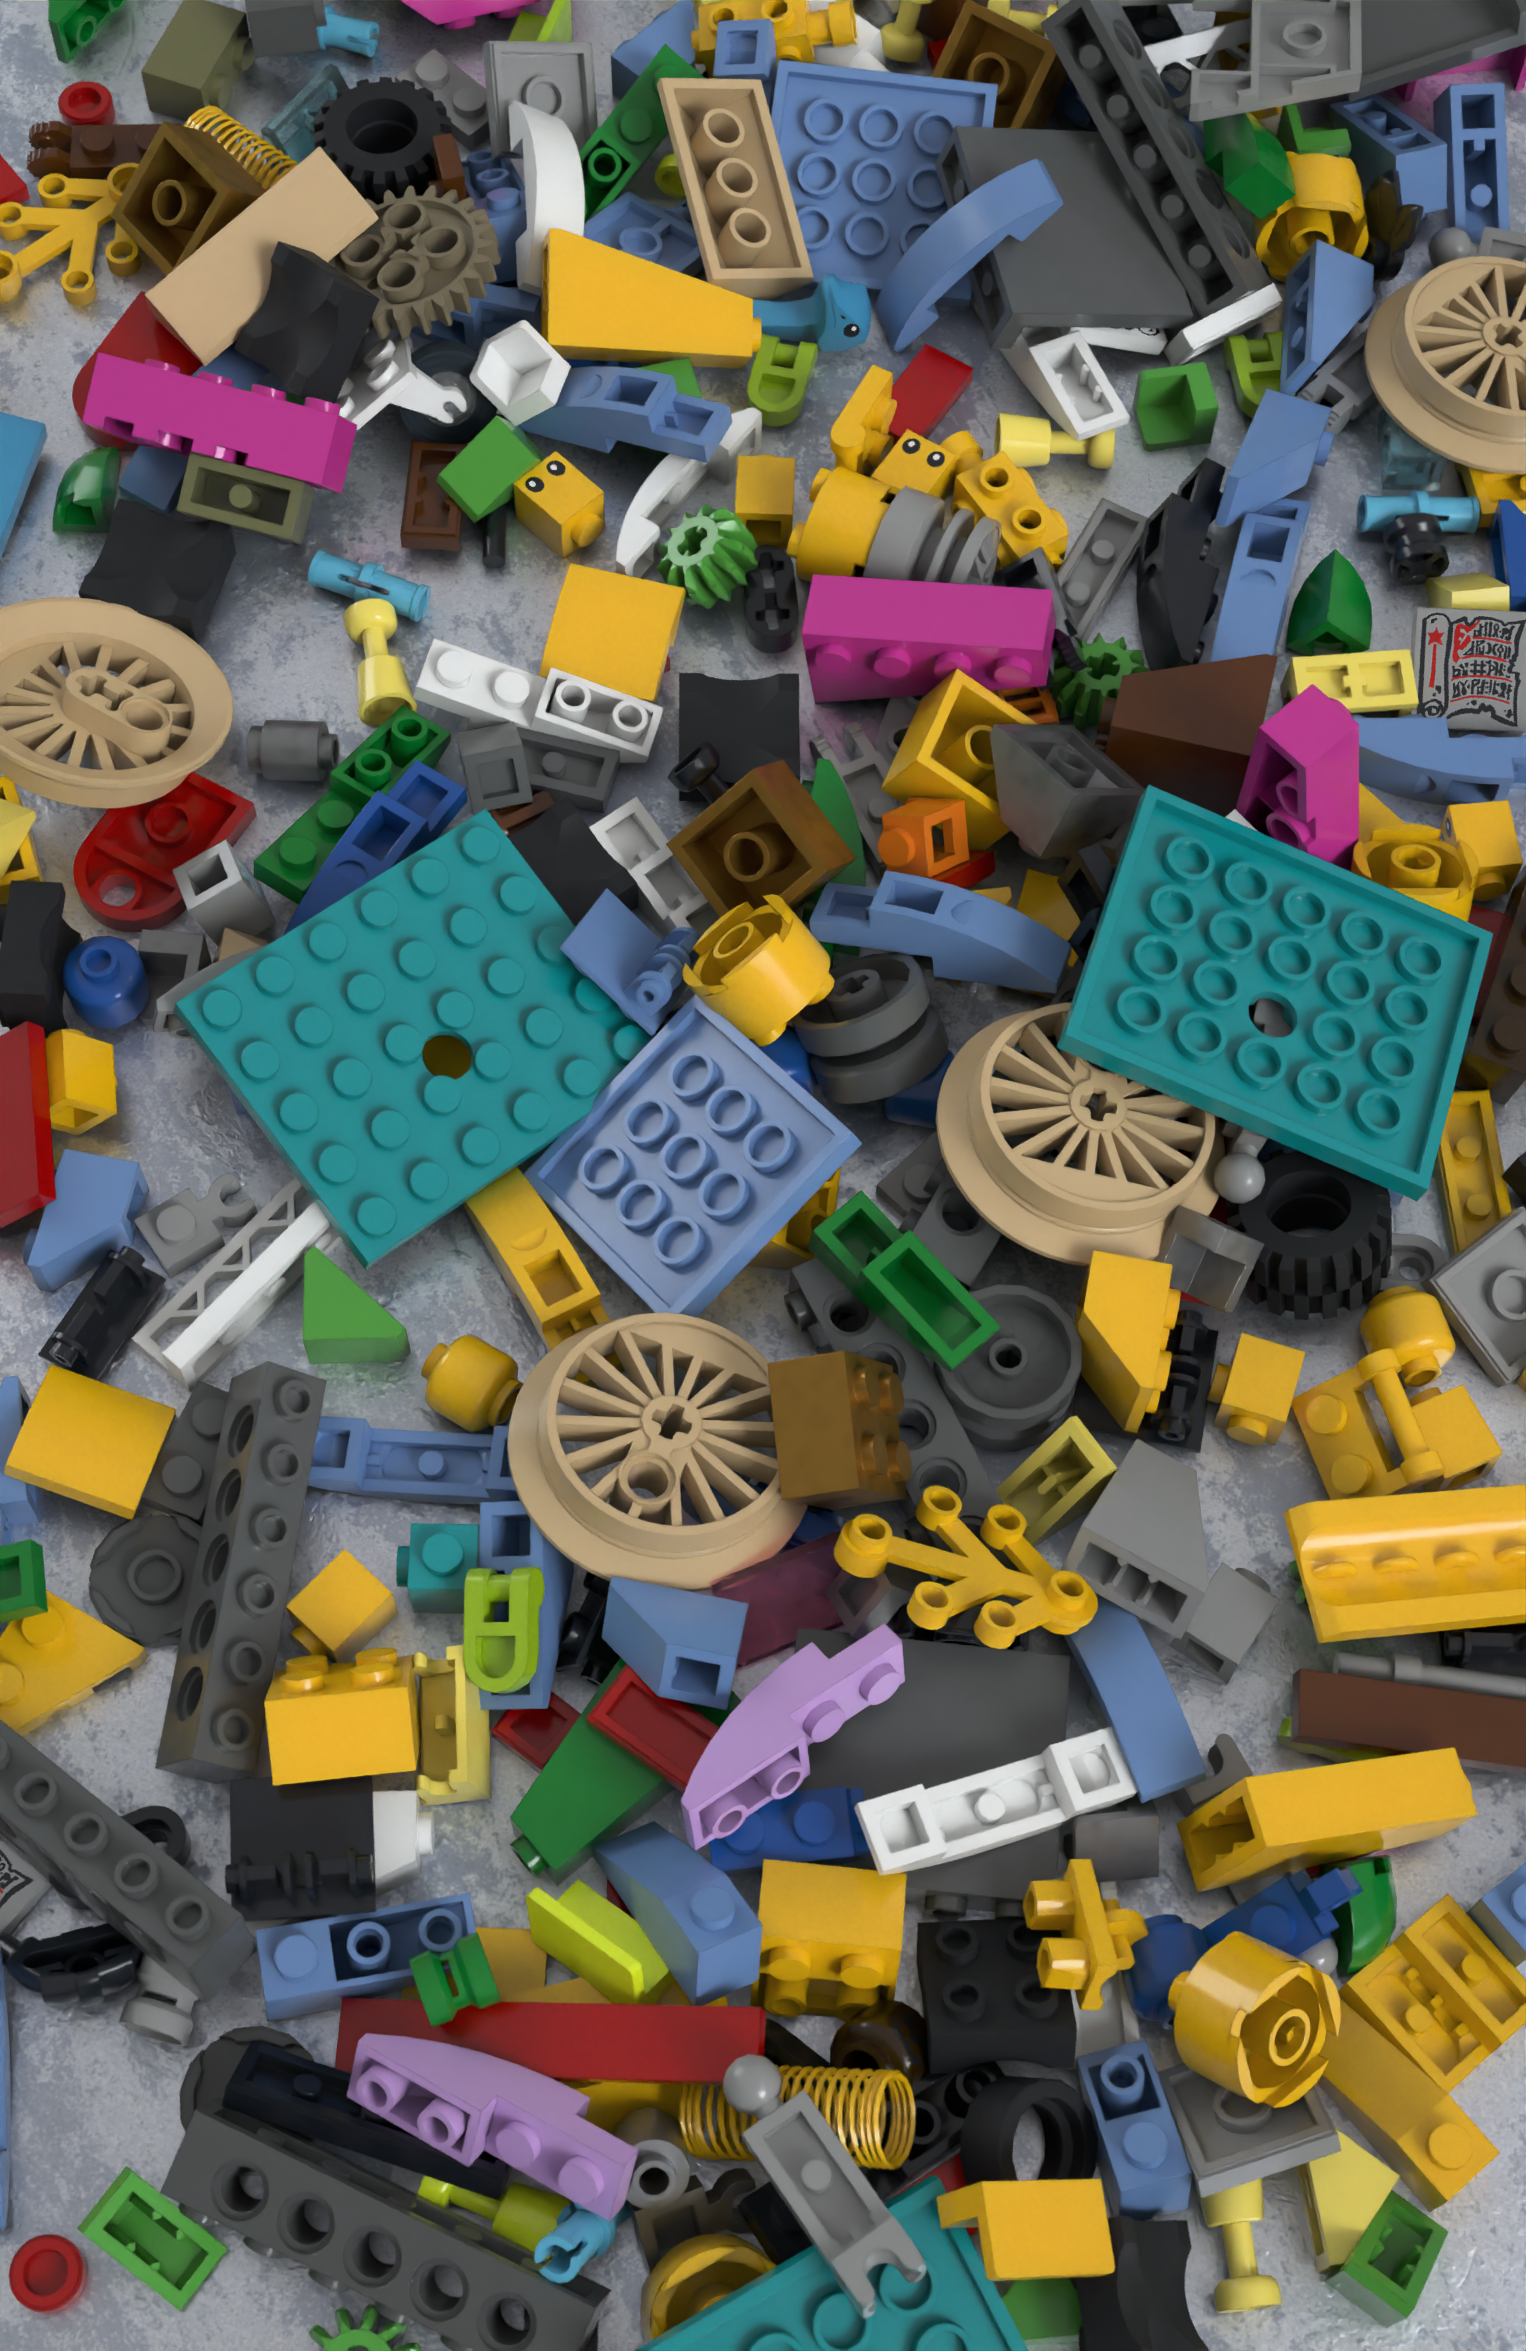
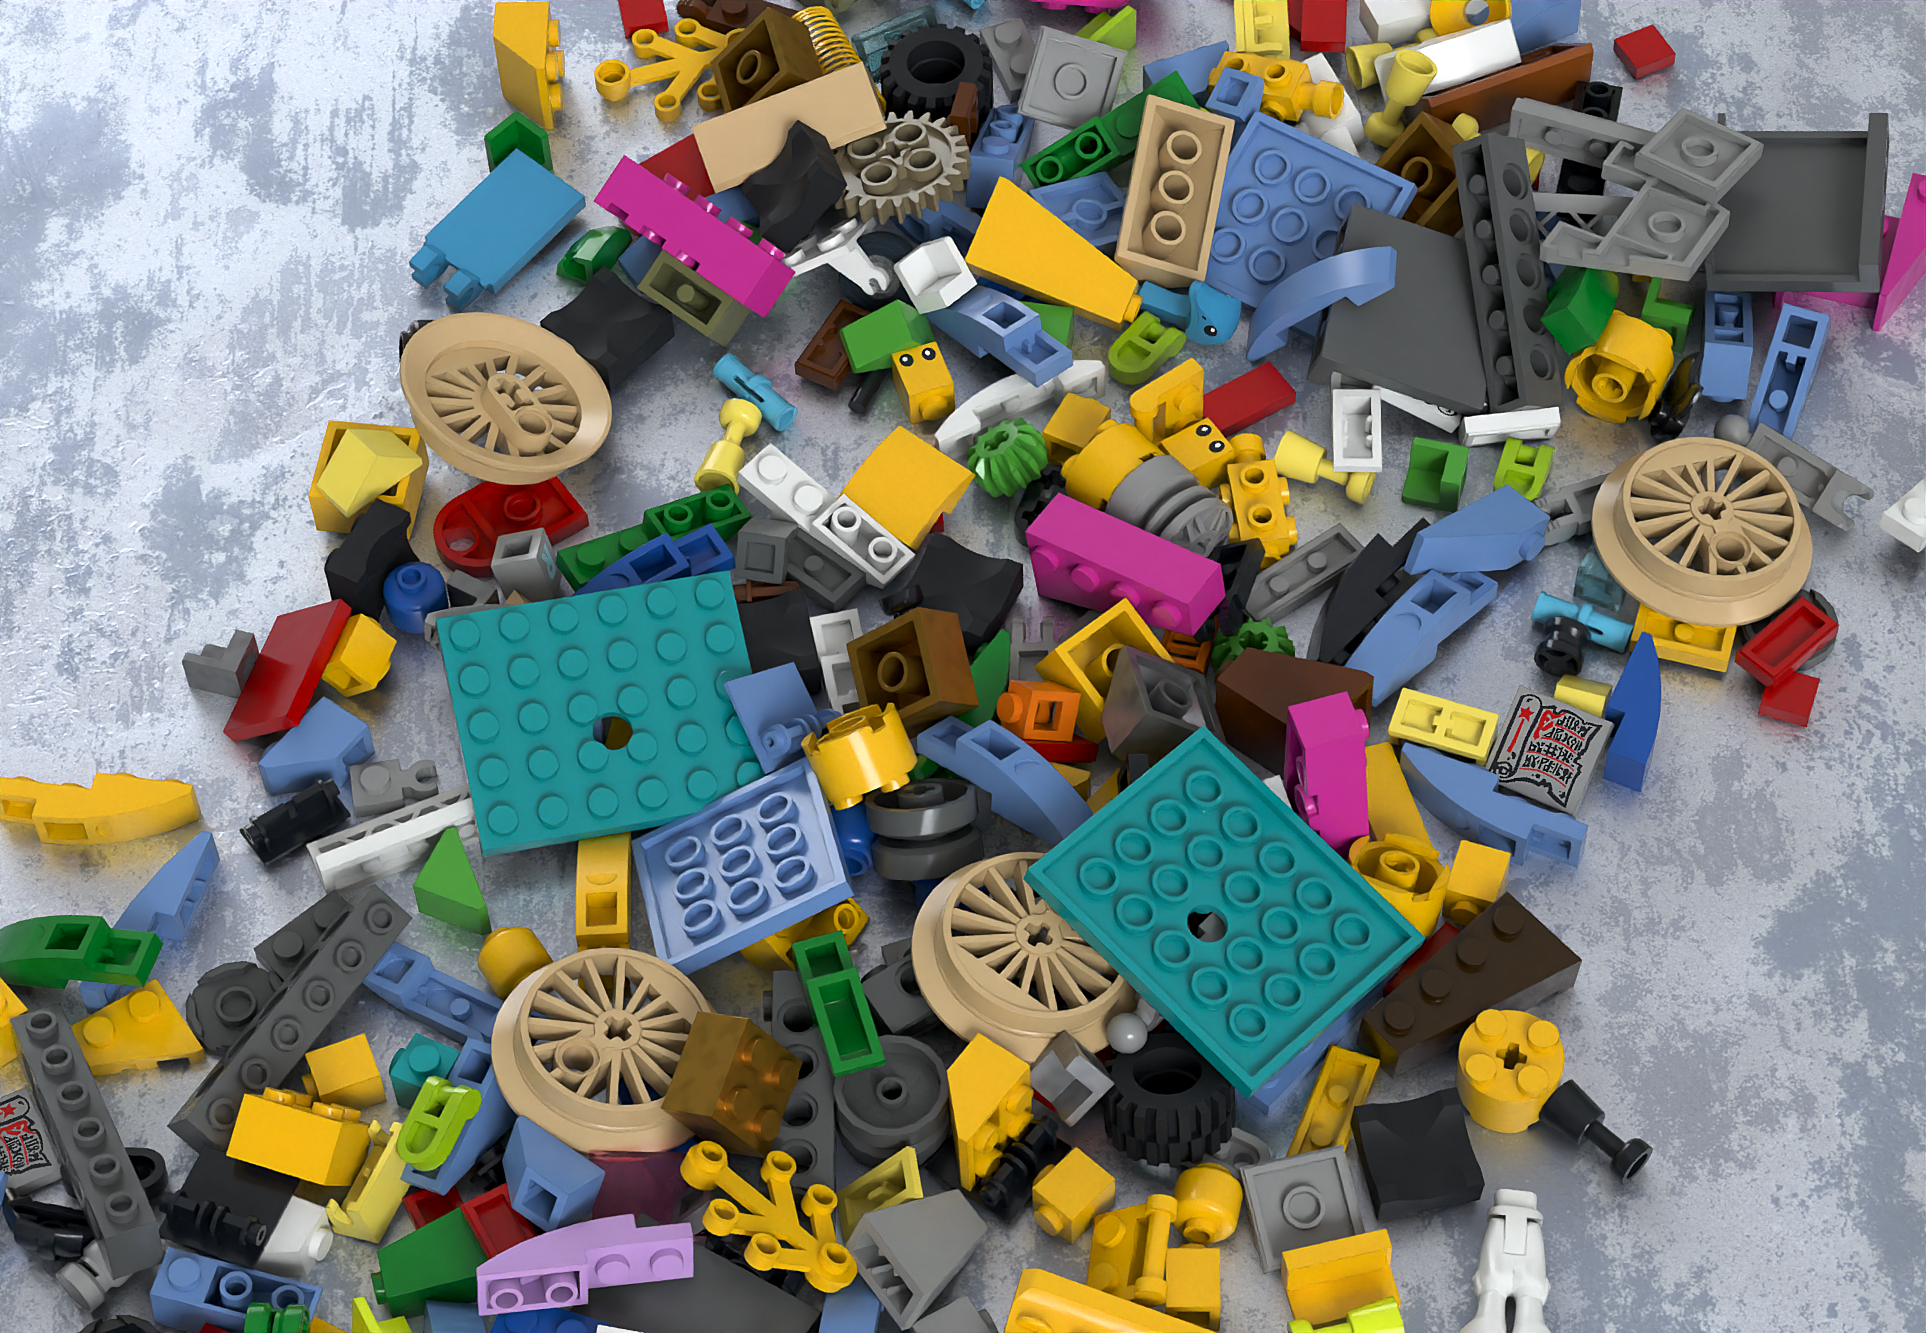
camera: 30 degrees right, 10 degrees down
(89, 1441) = (237, 896): yellow slope -> none
(292, 750) = (633, 486): flat silver brick -> none
(551, 186) = (1037, 142): white slope -> none
(1323, 302) = (1592, 444): medium blue slope -> none
(1331, 610) = (1470, 669): green brick -> none

